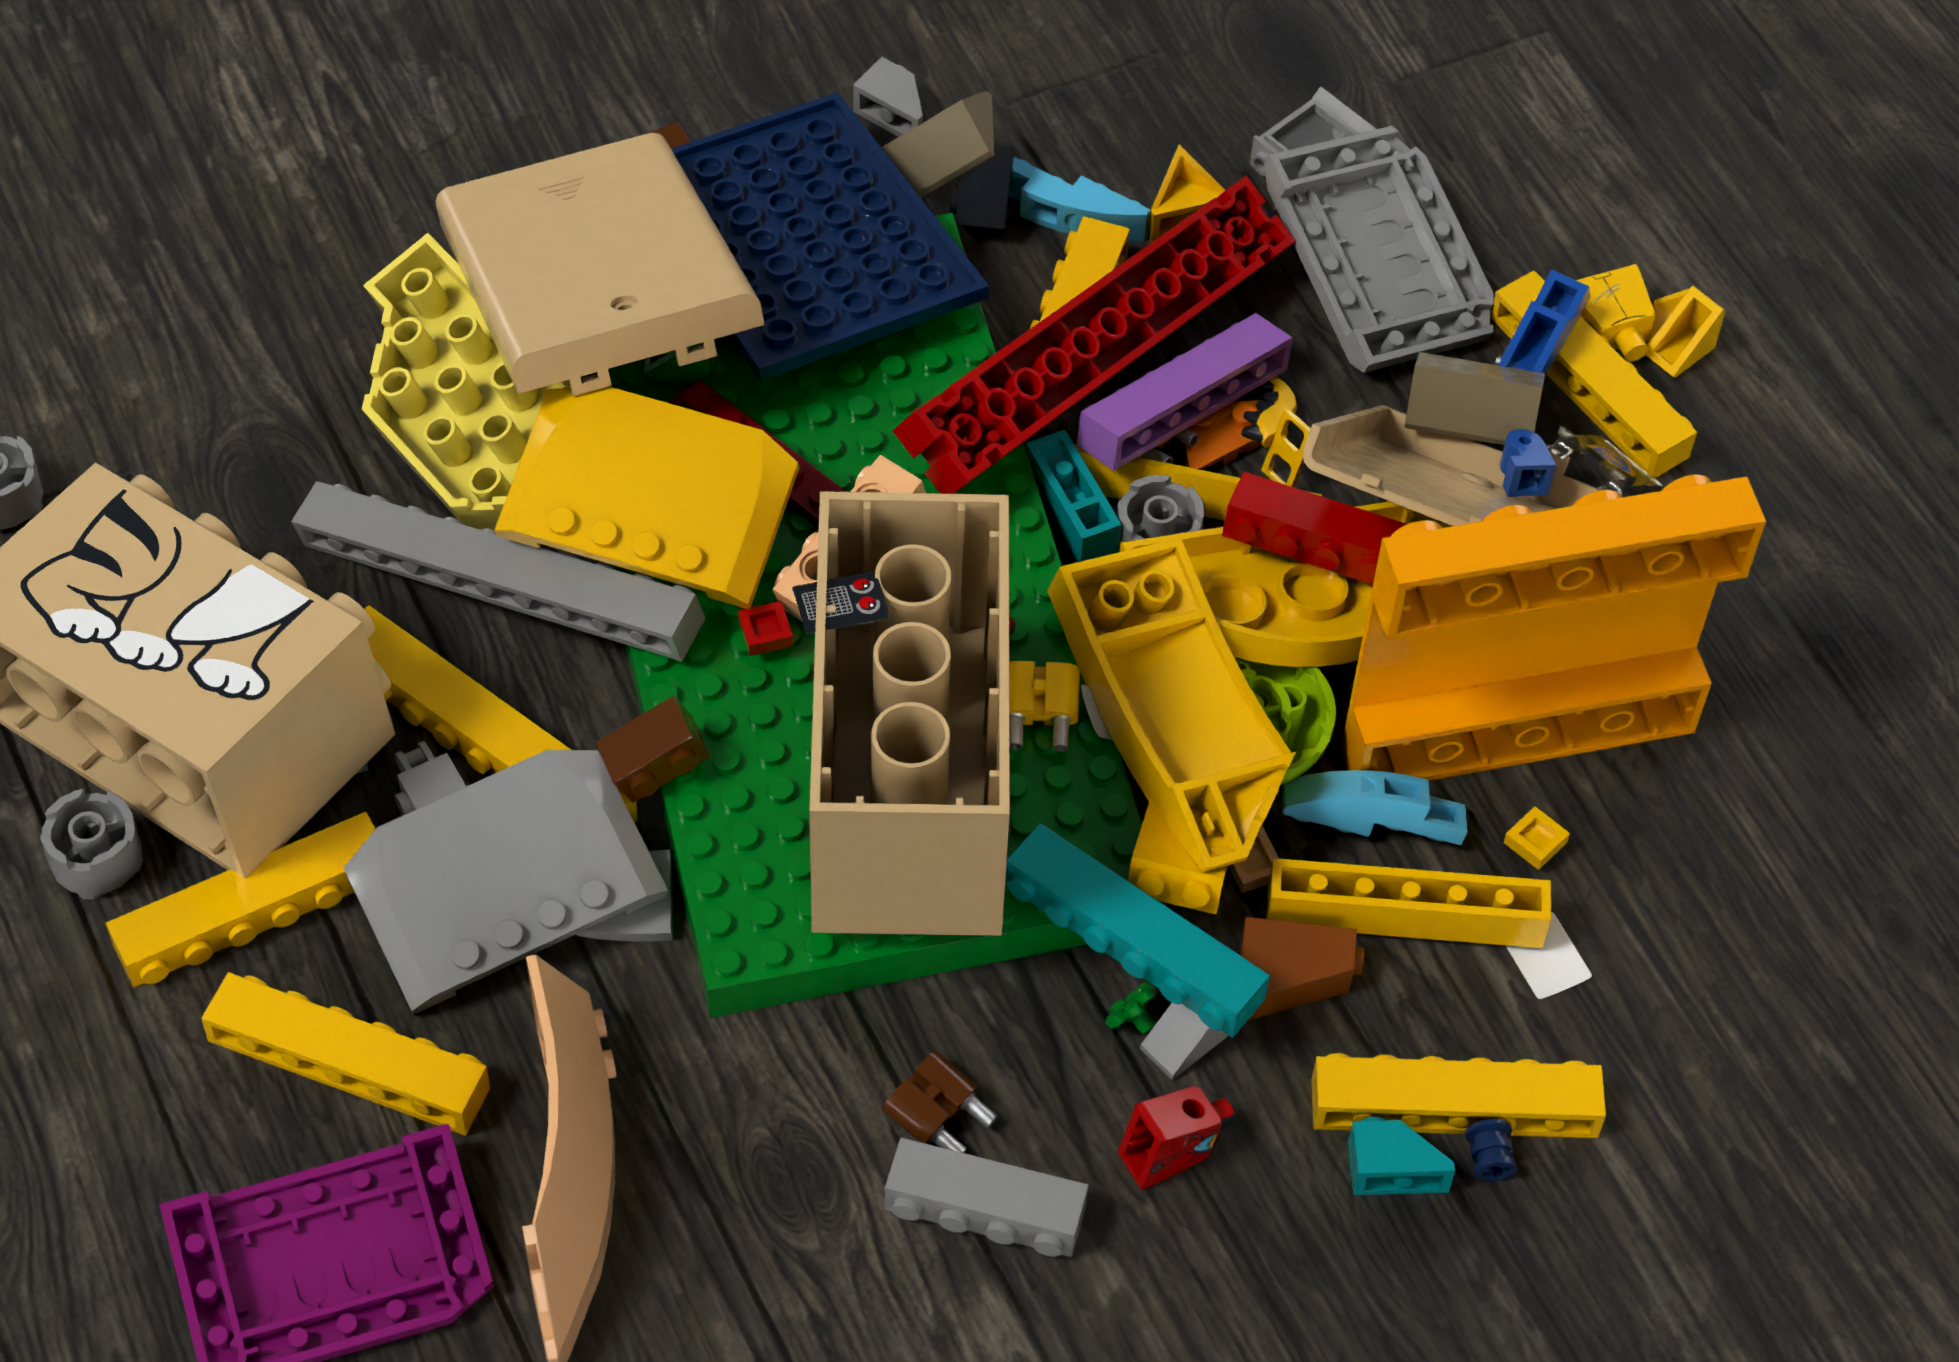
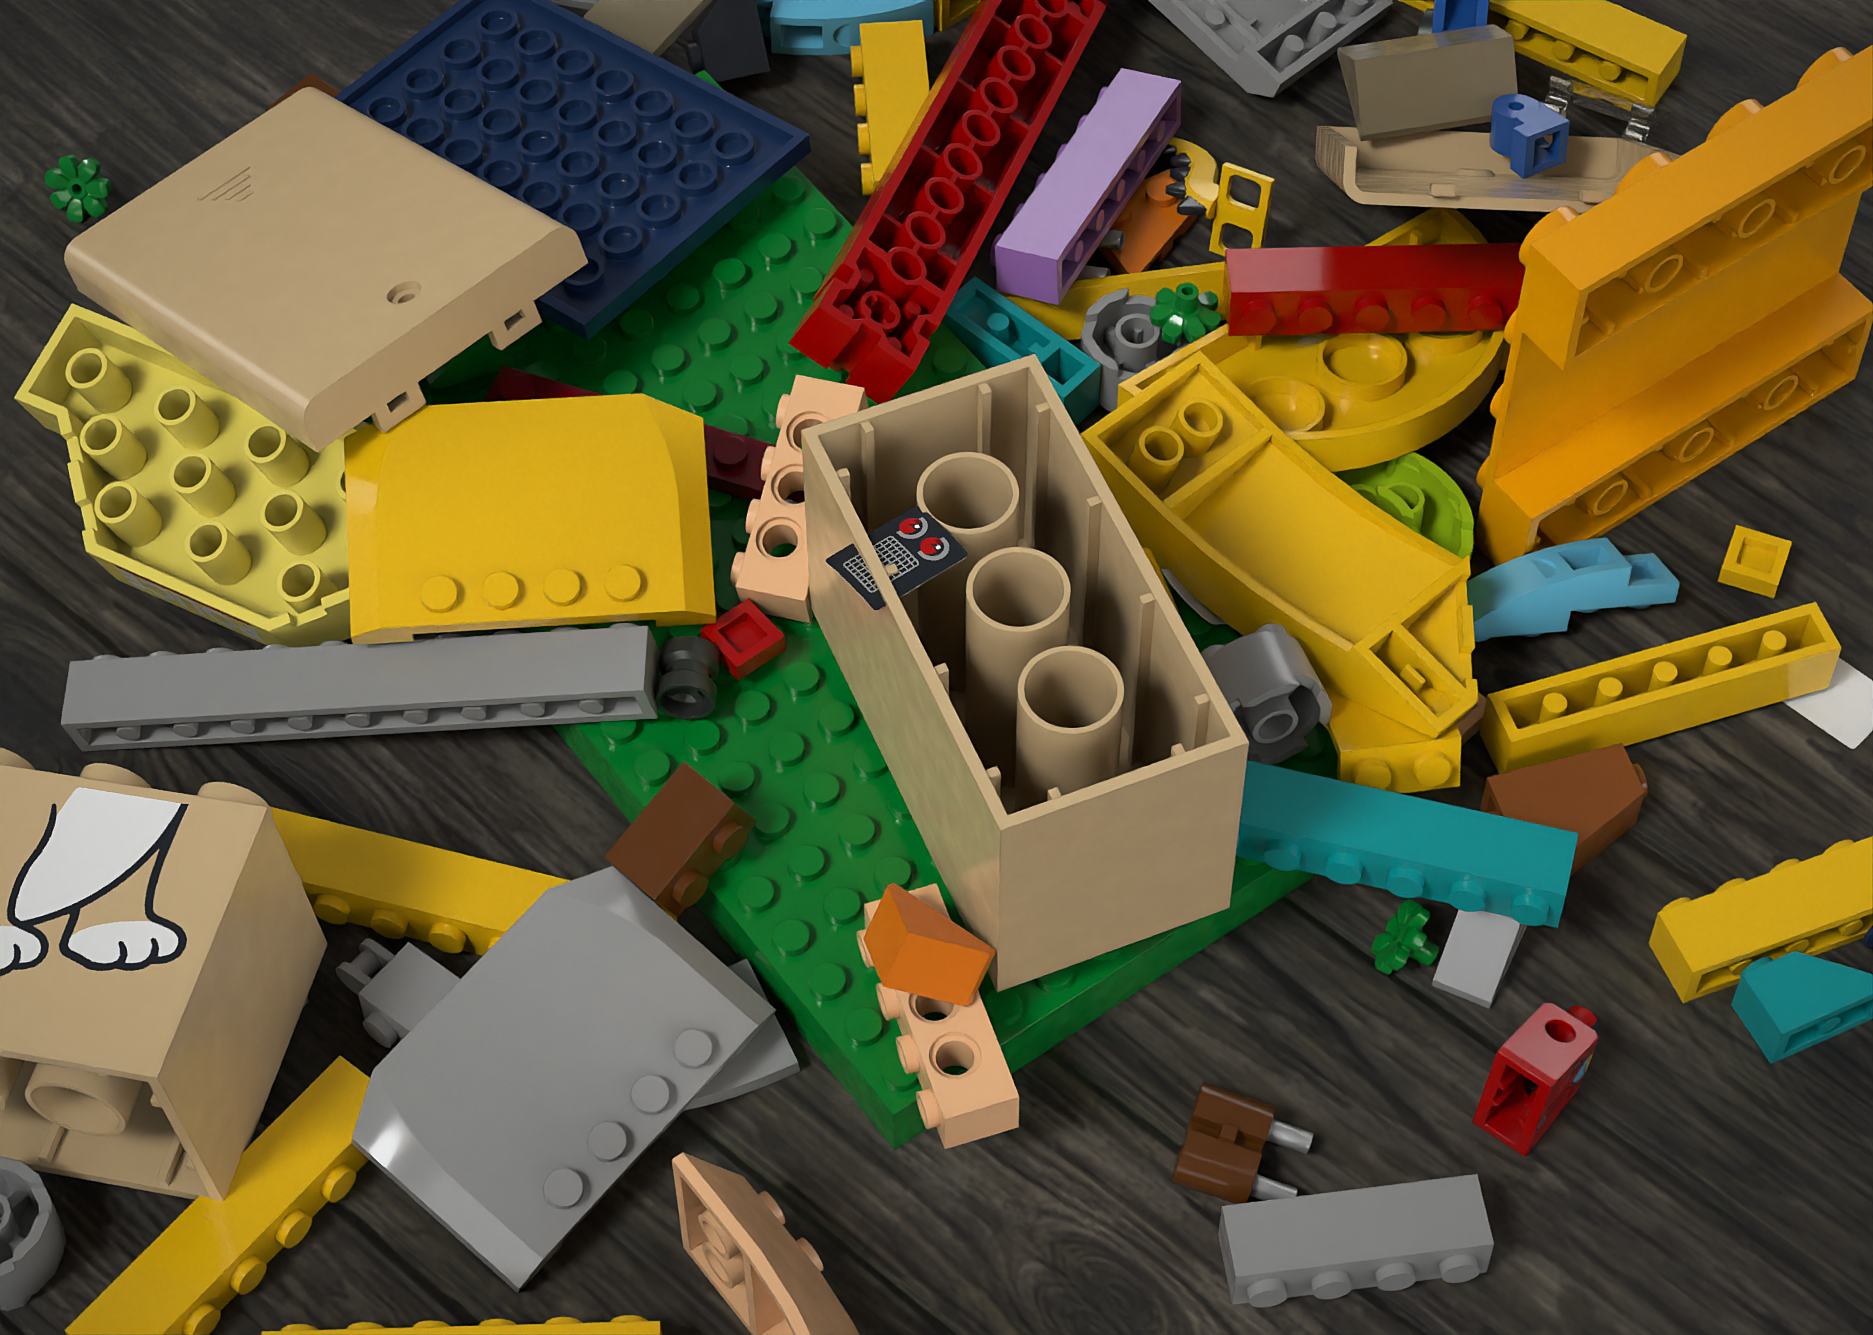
camera: 20 degrees left, 0 degrees up
(485, 151) = (79, 187): none -> green plant
(715, 637) = (688, 675): none -> pearl dark grey wheel
(763, 999) = (959, 1105): none -> light nougat brick
(765, 884) = (924, 950): none -> orange slope
(1096, 797) = (1269, 691): none -> light grey brick
(1200, 507) = (1185, 313): none -> green plant

